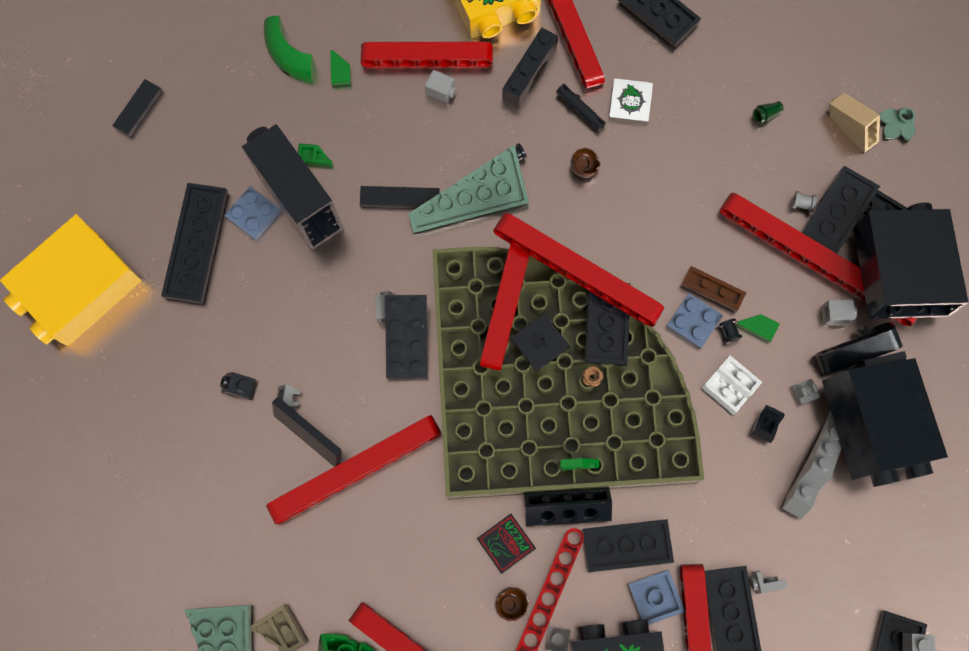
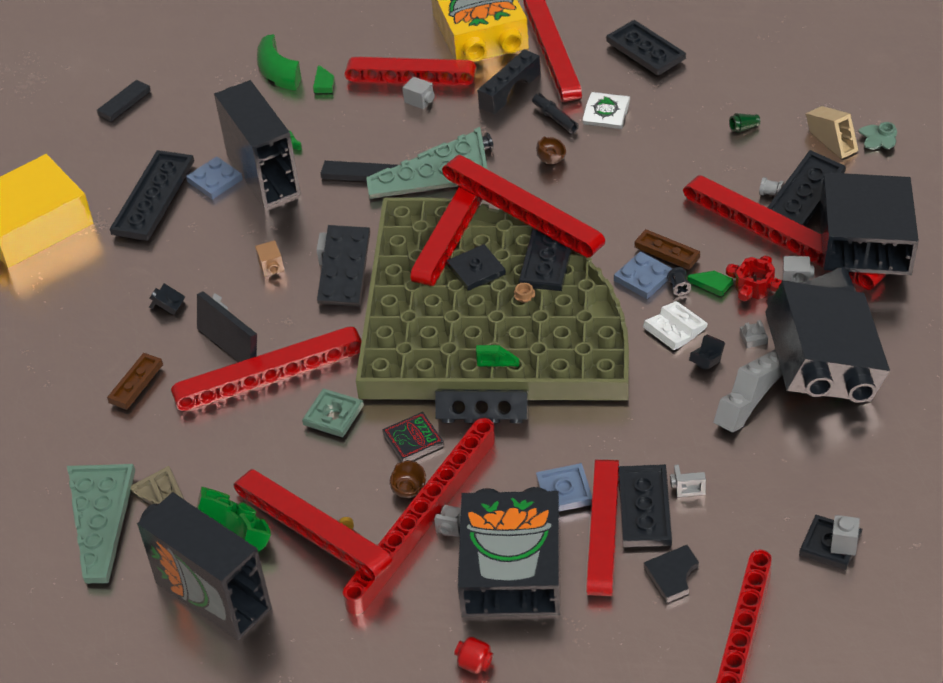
camera: 10 degrees right, 30 degrees down
(227, 494) = (135, 381): none -> reddish brown plate
(330, 326) = (269, 258): none -> medium nougat brick
(419, 505) = (332, 402): none -> sand green piece
(627, 545) = (541, 444): black plate -> none
(795, 336) = (747, 286): none -> red piece

